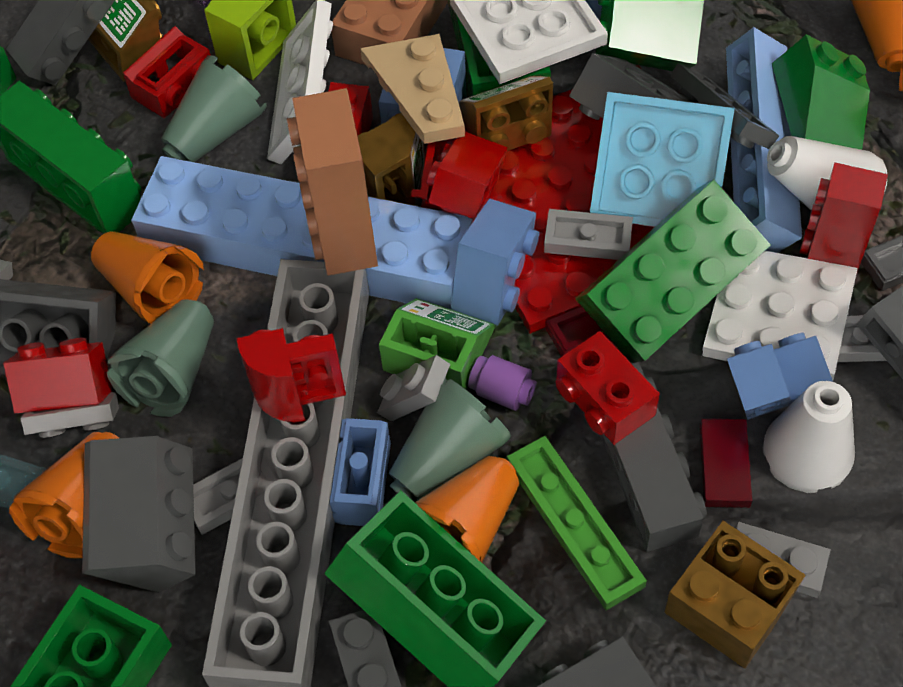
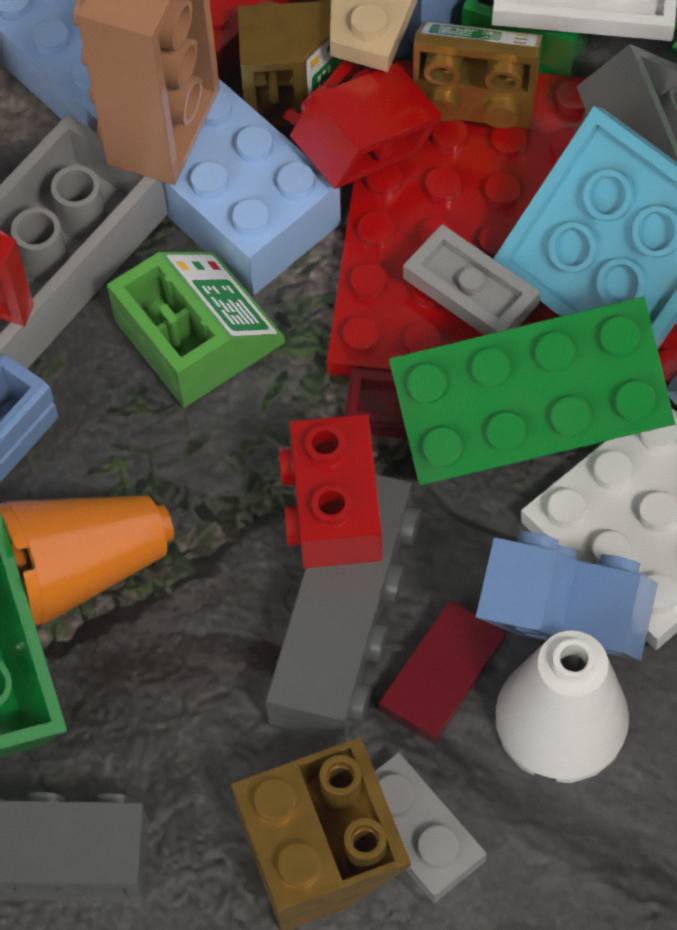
camera: 30 degrees right, 5 degrees up
(412, 388) = (117, 361): light grey plate -> none
(445, 442) = (113, 448): sand green cone -> none
(491, 261) = (320, 247): medium blue brick -> none
(502, 382) = (238, 414): medium lavender brick -> none
(576, 523) = (202, 638): bright green plate -> none

